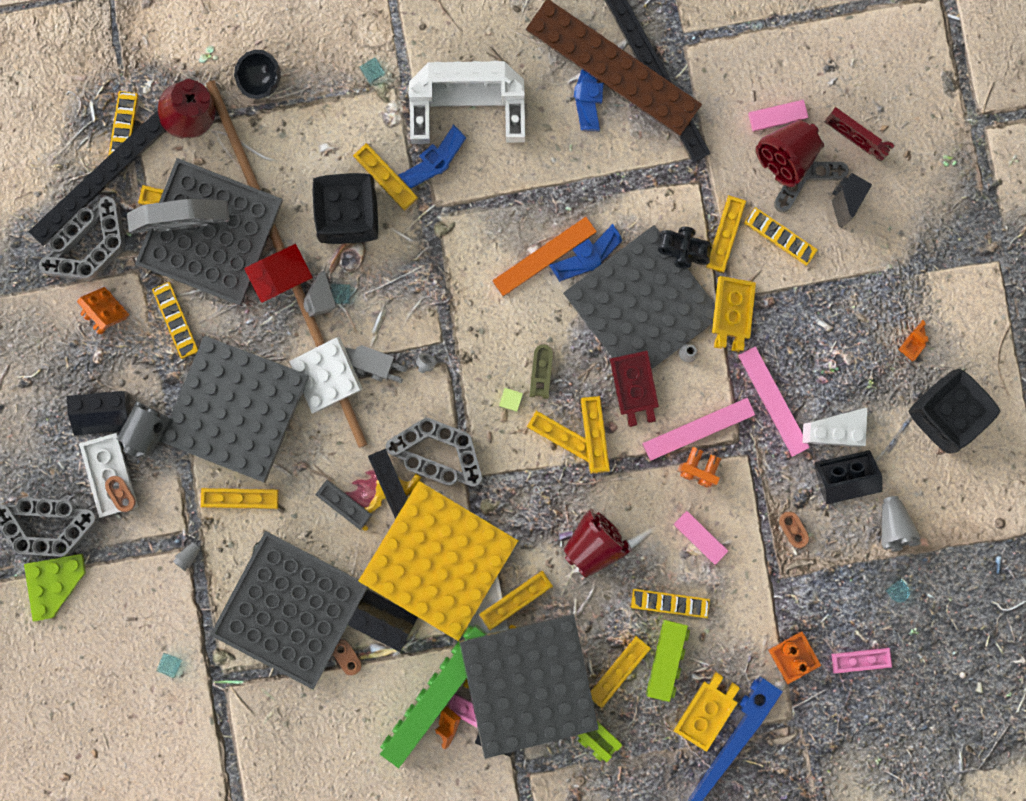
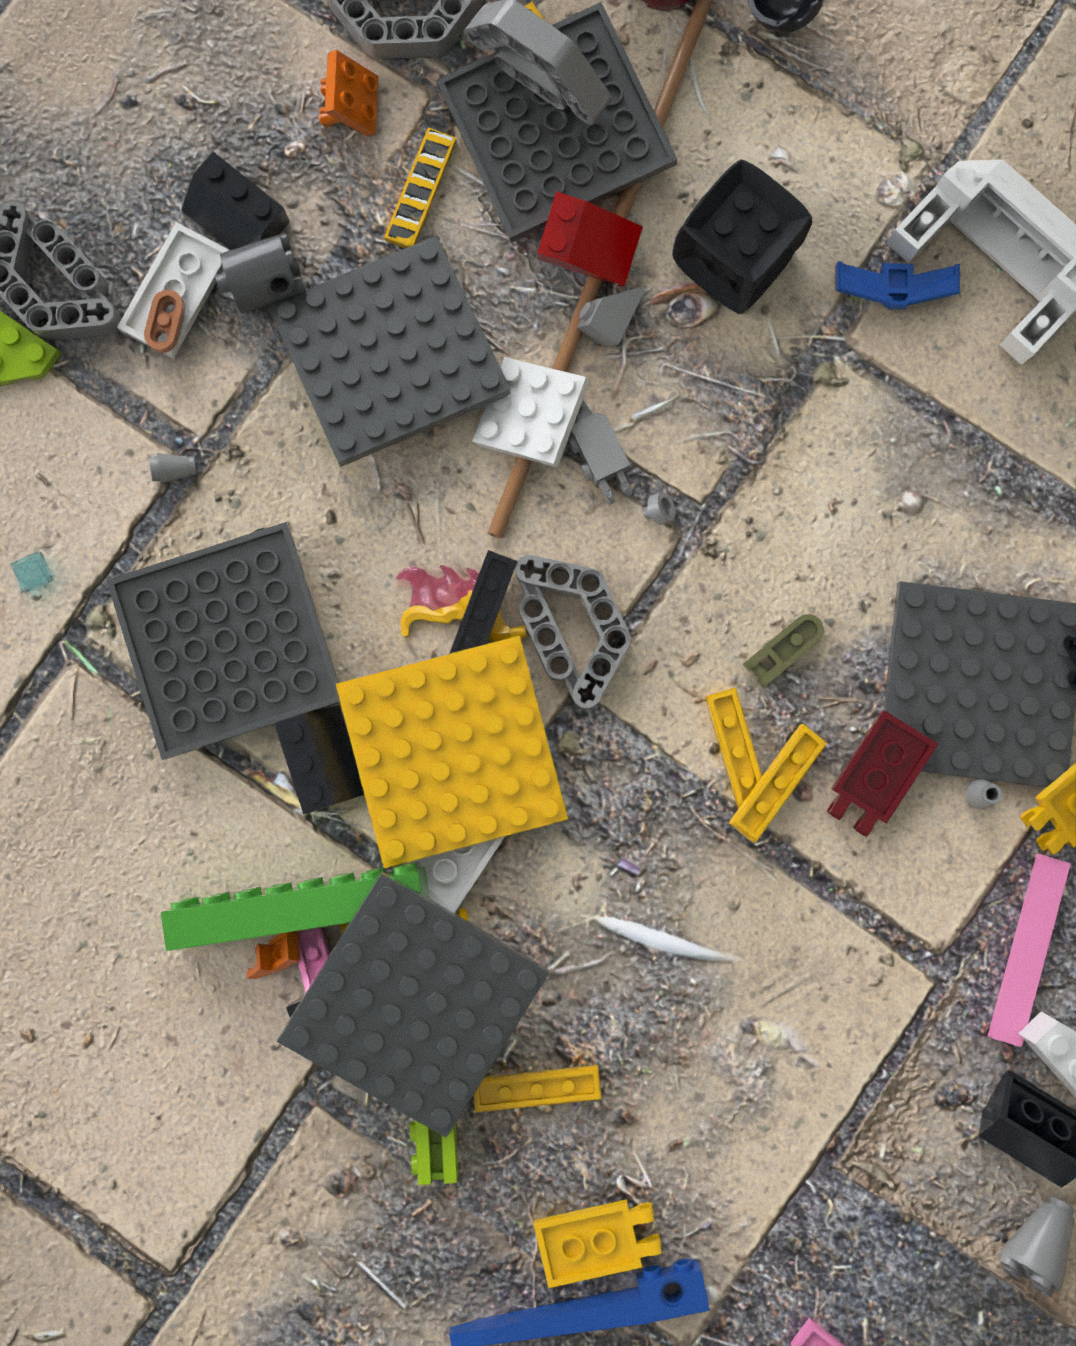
camera: 50 degrees right, 0 degrees up
(239, 498) = (296, 459): yellow tile -> none
(341, 293) = (638, 337): clear light blue tile -> none
(343, 504) = (406, 581): dark grey tile -> none
(347, 656) = (242, 760): nougat plate -> none
(372, 70) = (921, 117): clear light blue tile -> none
(385, 177) = (819, 254): yellow tile -> none
(510, 399) = (717, 646): yellowish green tile -> none
(515, 600) = (497, 886): yellow tile -> none
(544, 256) = (918, 518): orange tile -> none
(588, 255) = (970, 565): blue plate -> none
(595, 544) = (654, 913): dark red cone -> none
(666, 660) = (606, 1133): lime brick -> none
(670, 603) = (675, 1068): tile -> none
(698, 429) = (907, 895): bright pink tile -> none
(700, 537) = (786, 1026): bright pink tile -> none
(707, 476) = (861, 960): orange plate -> none
(793, 529) = (908, 1125): nougat plate -> none
(794, 657) = (761, 1280): orange plate -> none
(898, 591) = (964, 1324): clear light blue tile -> none

